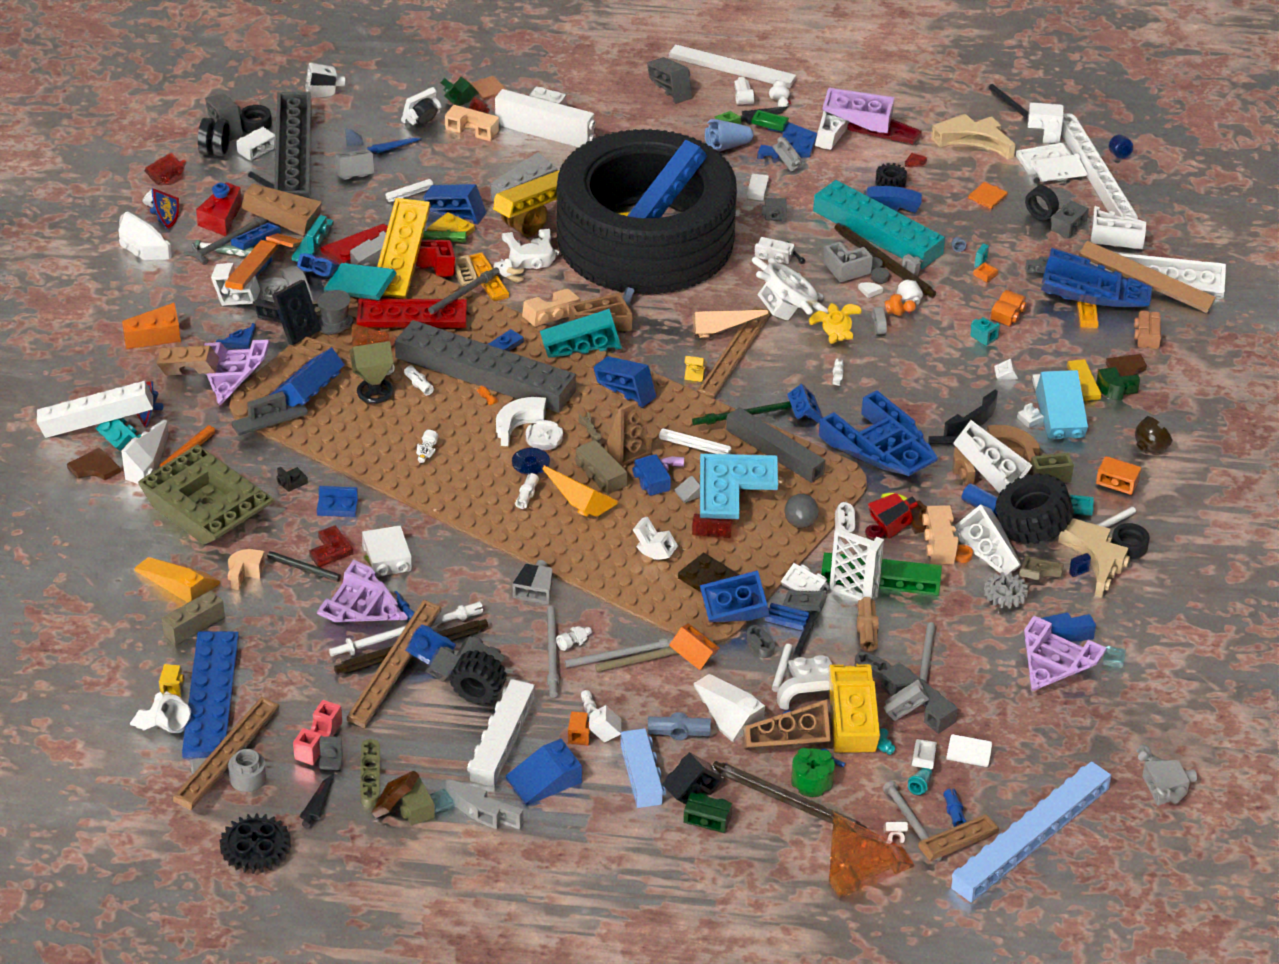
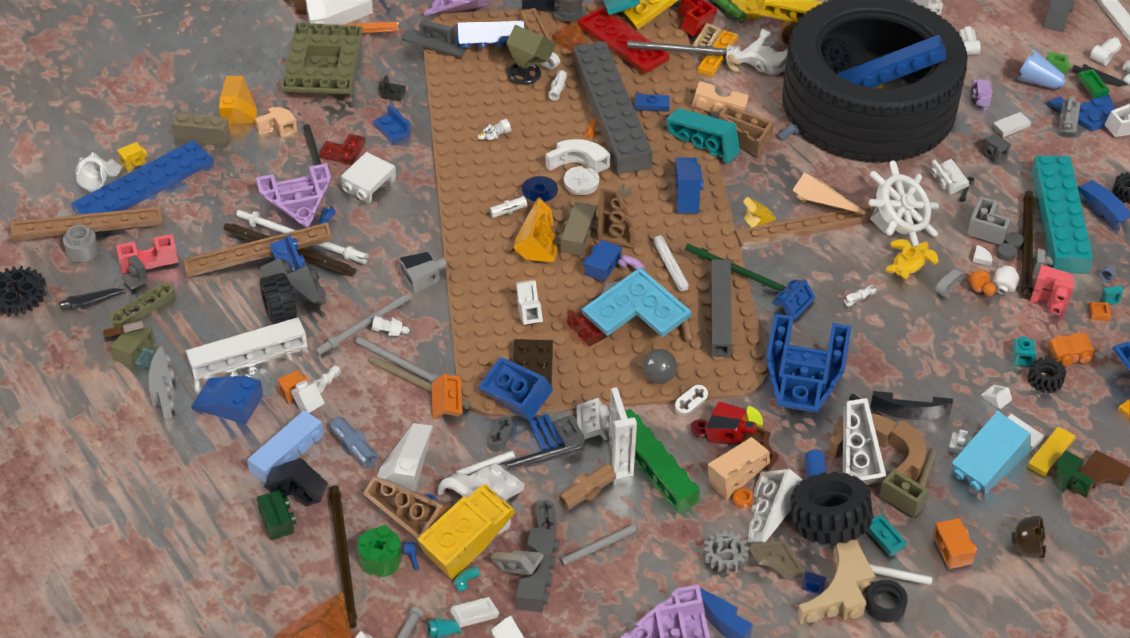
camera: 50 degrees right, 5 degrees up
(950, 275) = (1053, 288): none -> coral hips
(1016, 334) = (1050, 367): none -> black tyre

